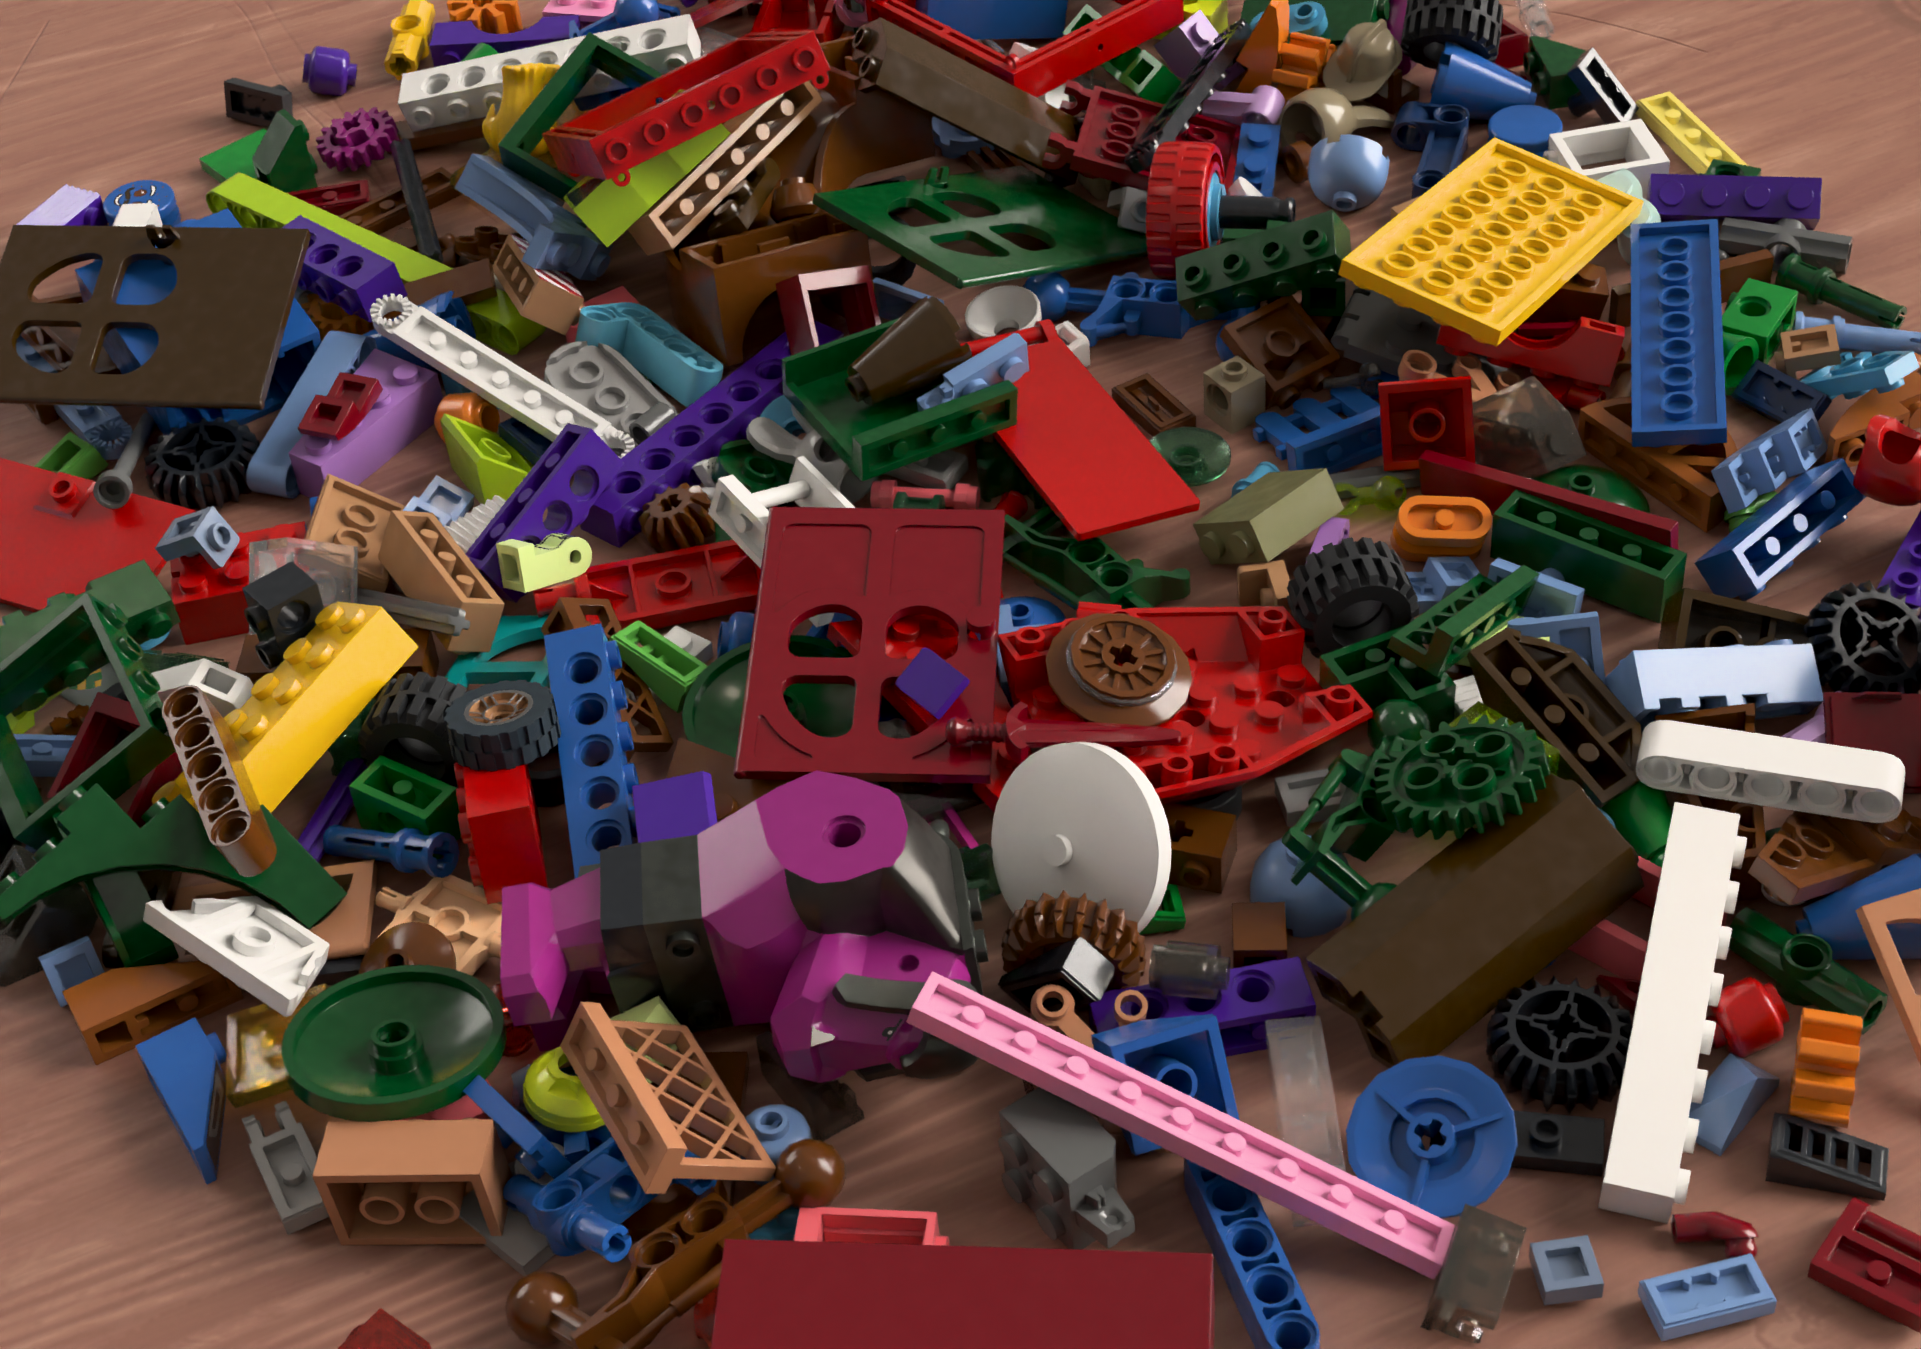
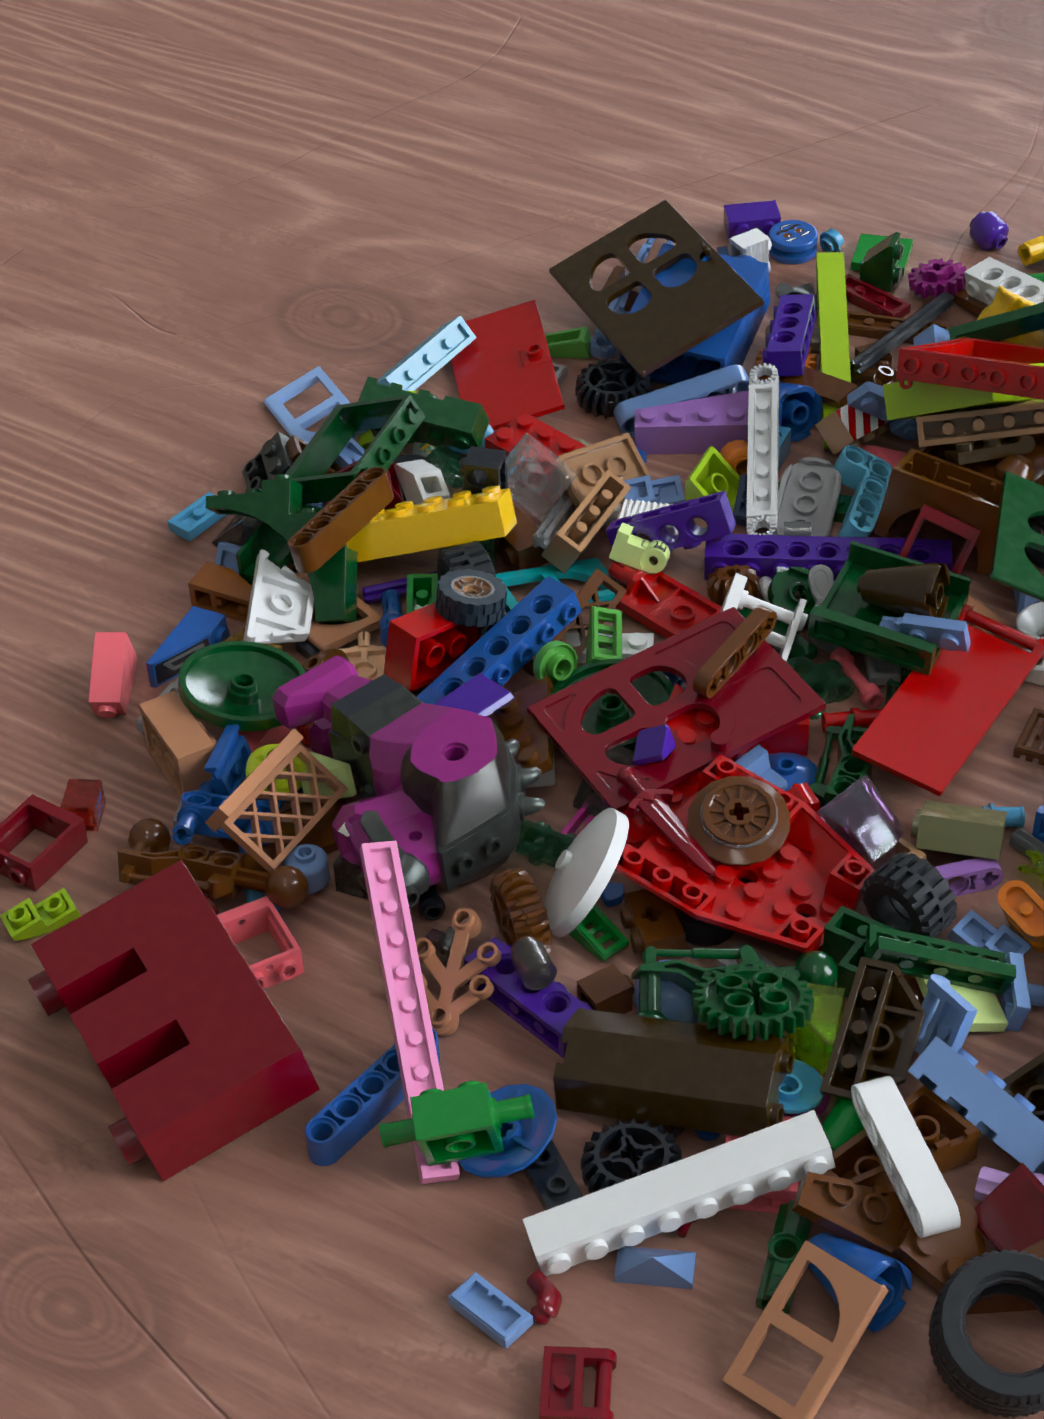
camera: 55 degrees right, 0 degrees up
(115, 485) = (546, 365): dark grey piece -> none
(163, 1207) = (111, 674): none -> coral slope
(183, 183) = (831, 240): none -> dark azure plate
(199, 533) = (526, 416): sand blue bracket -> none
(255, 101) = (932, 226): black tile -> none
(342, 408) = (686, 405): dark red slope -> none
(663, 720) = (556, 661): none -> bright green plate
(860, 535) = (734, 651): none -> reddish brown beam
(1063, 1170) = (358, 989): dark grey hinge -> none
(1070, 965) = (494, 917): black slope -> none
(1178, 1053) = (451, 989): blue slope -> none
(1194, 454) = (996, 770): clear green dish -> none
(1196, 577) = (863, 819): none -> clear purple slope
(1303, 1092) = (507, 1060): clear slope -> none
(1430, 1160) = (456, 1122): none -> green brick
(1474, 1275) = (428, 1192): clear smoke hinge -> none
(1566, 1270) = (464, 1237): sand blue plate -> none
(1748, 1017) = (720, 1243): red head -> none
(1809, 1138) = (635, 1303): black slope -> none
(1825, 1067) = (693, 1290): orange gear -> none

